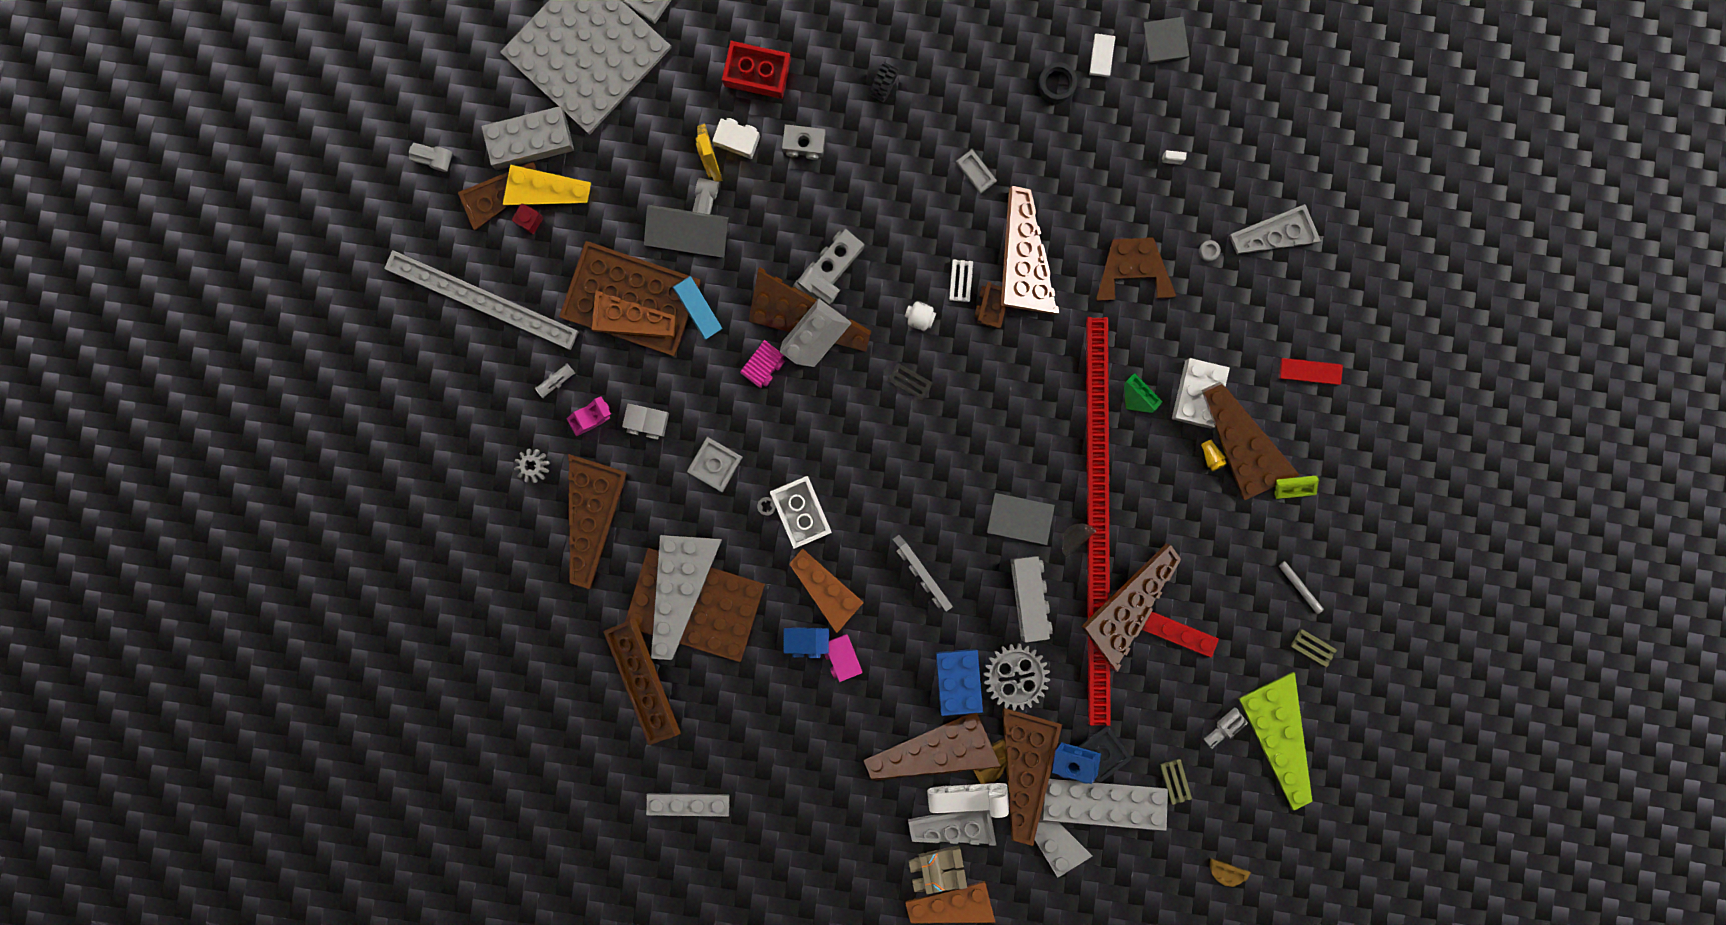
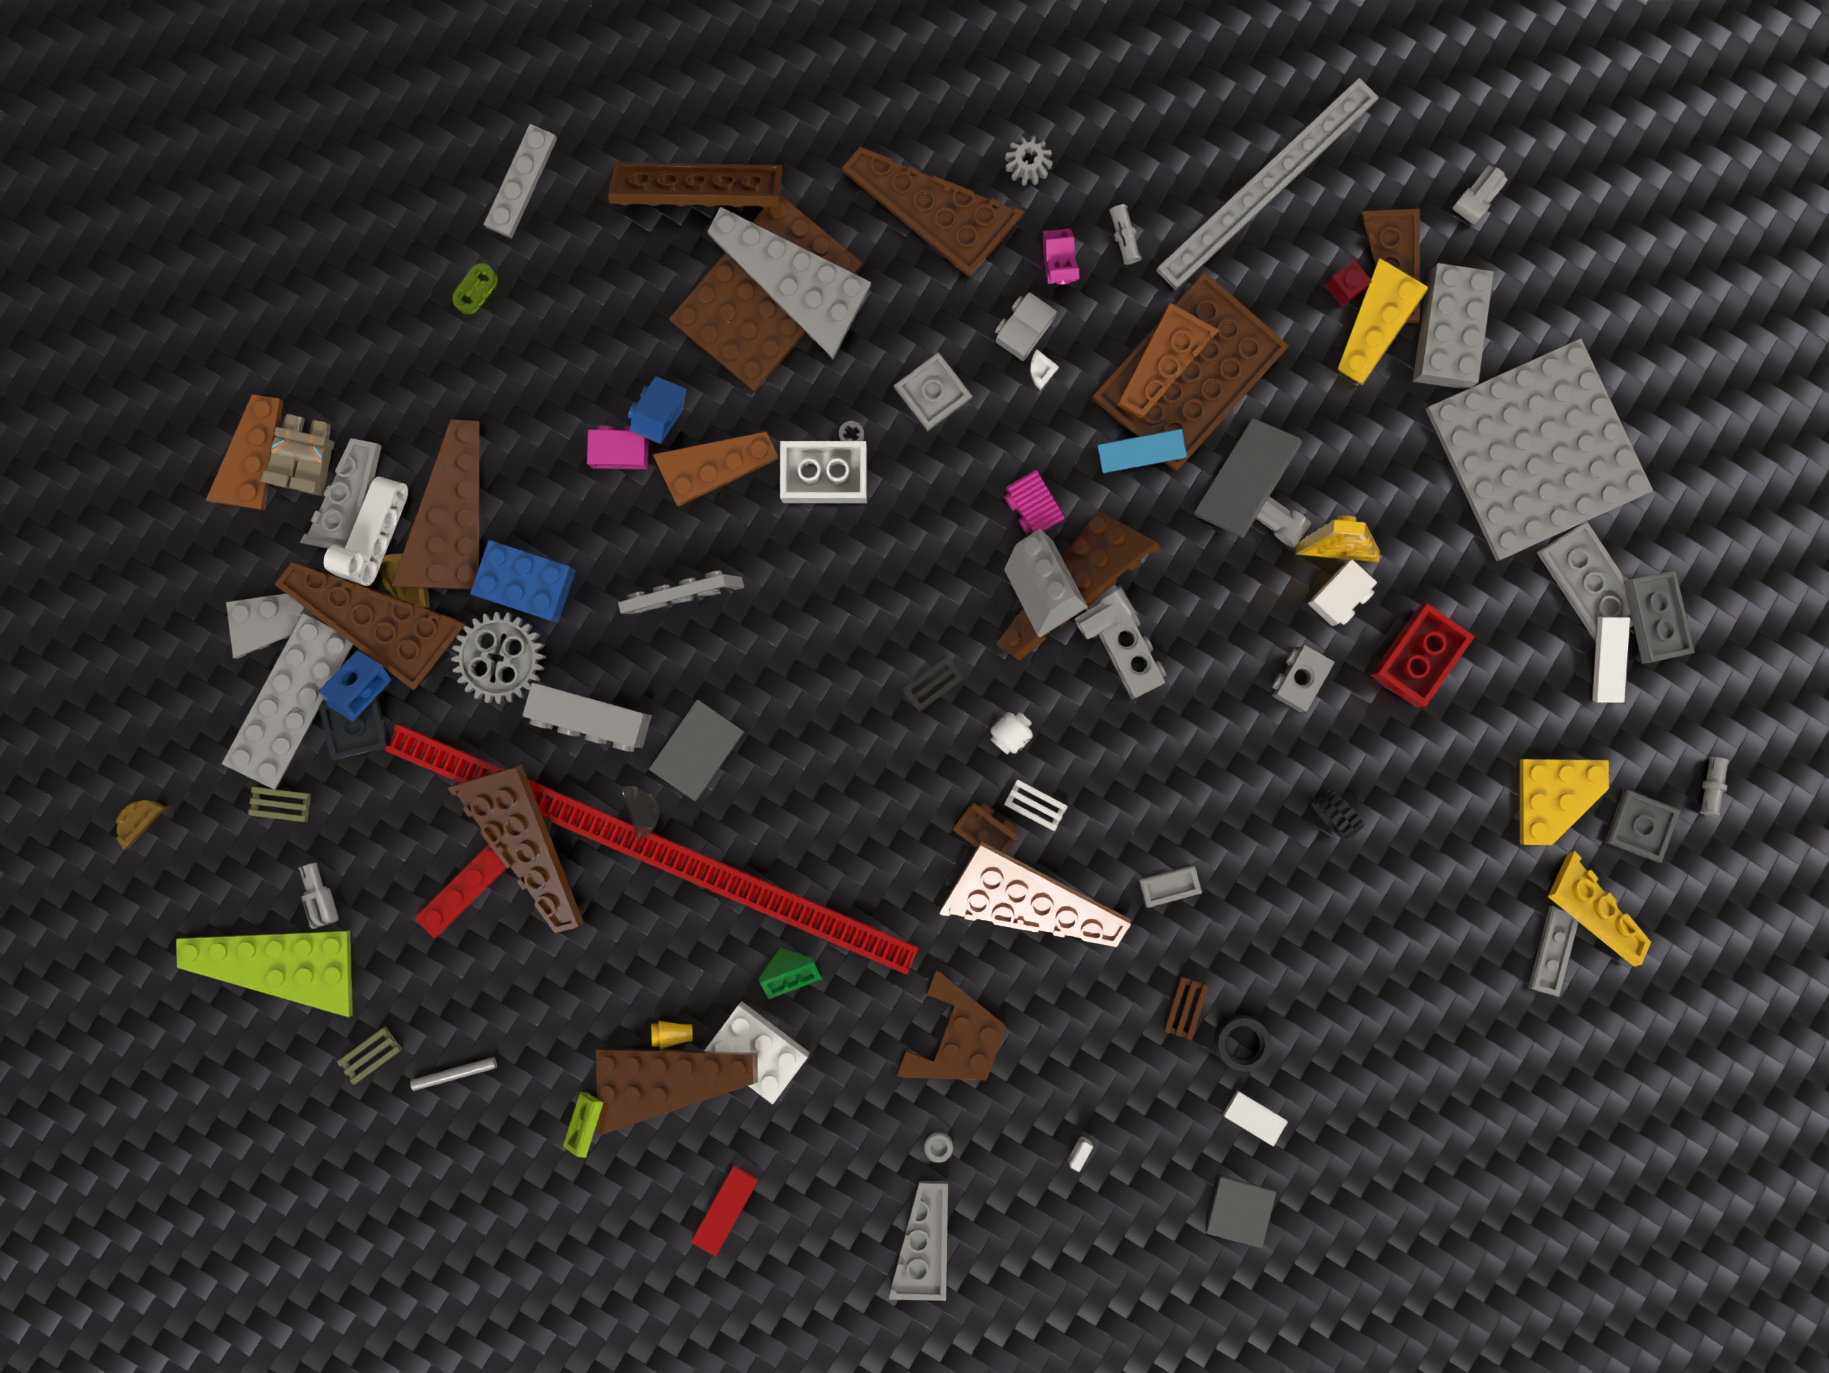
camera: 120 degrees right, 0 degrees up
(669, 398) = (1042, 369): none -> white tile
(773, 808) = (469, 285): none -> clear neon green beam
(1067, 127) = (1196, 1011): none -> reddish brown tile

